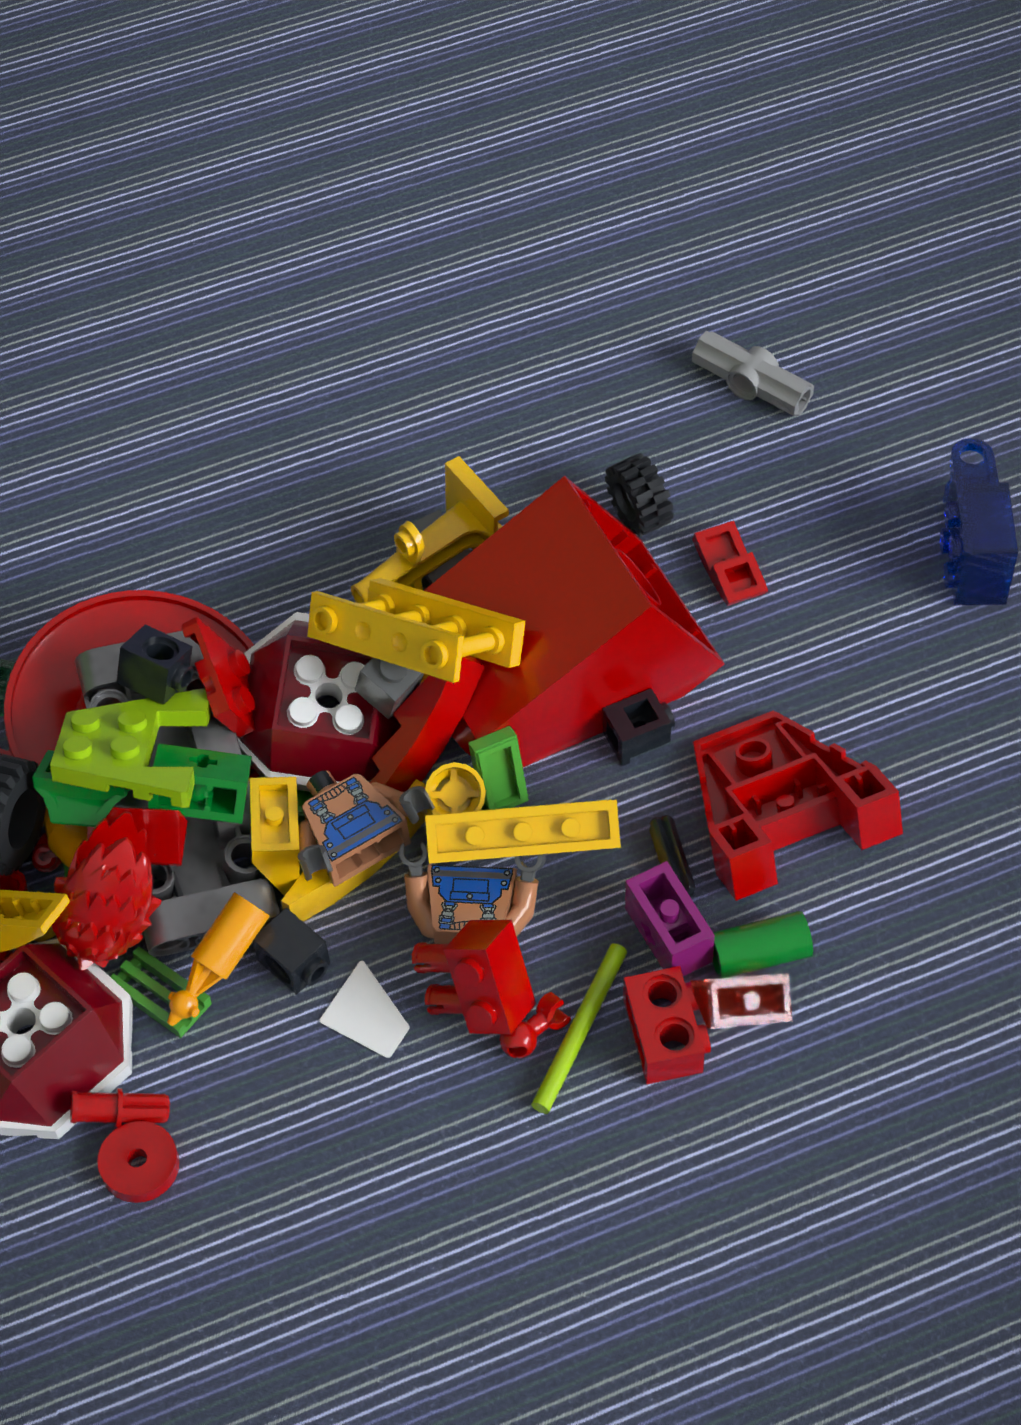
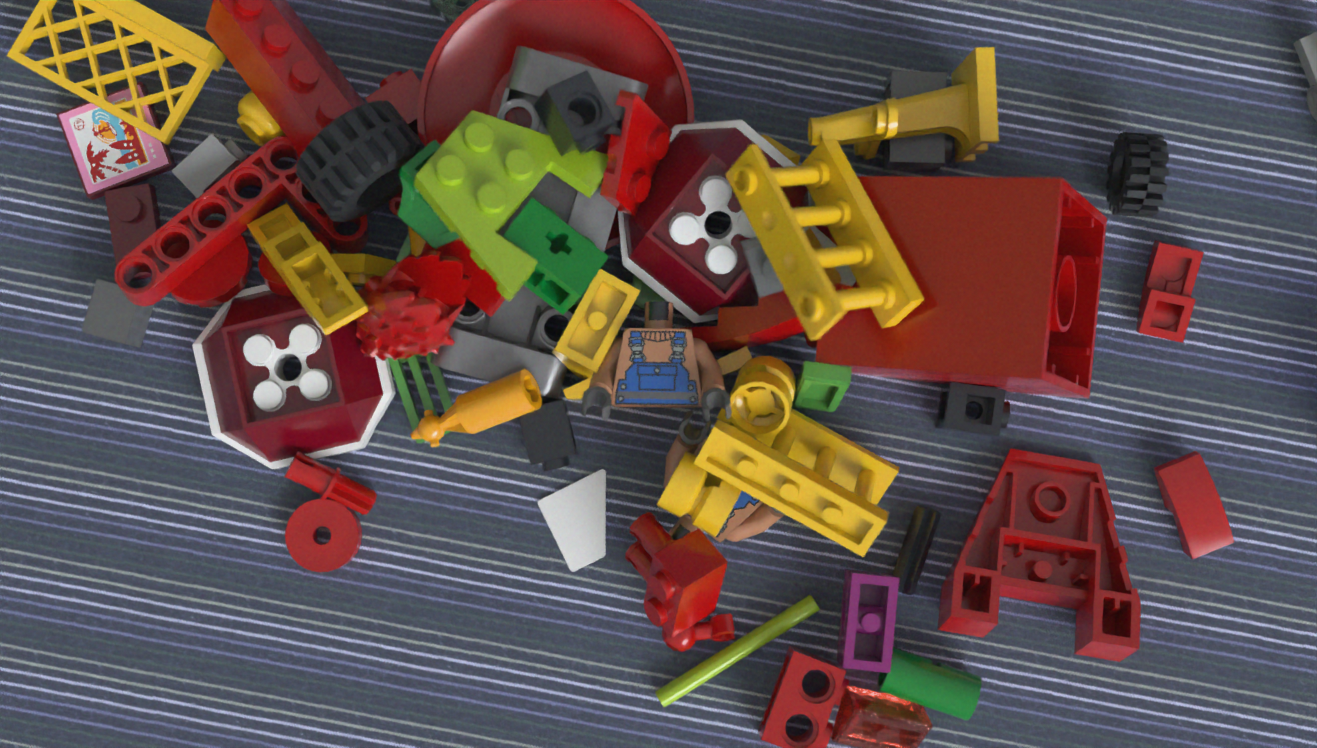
camera: 30 degrees right, 30 degrees up
(452, 892) = (699, 495): none -> yellow wheel
(874, 691) = (1195, 504): none -> red slope

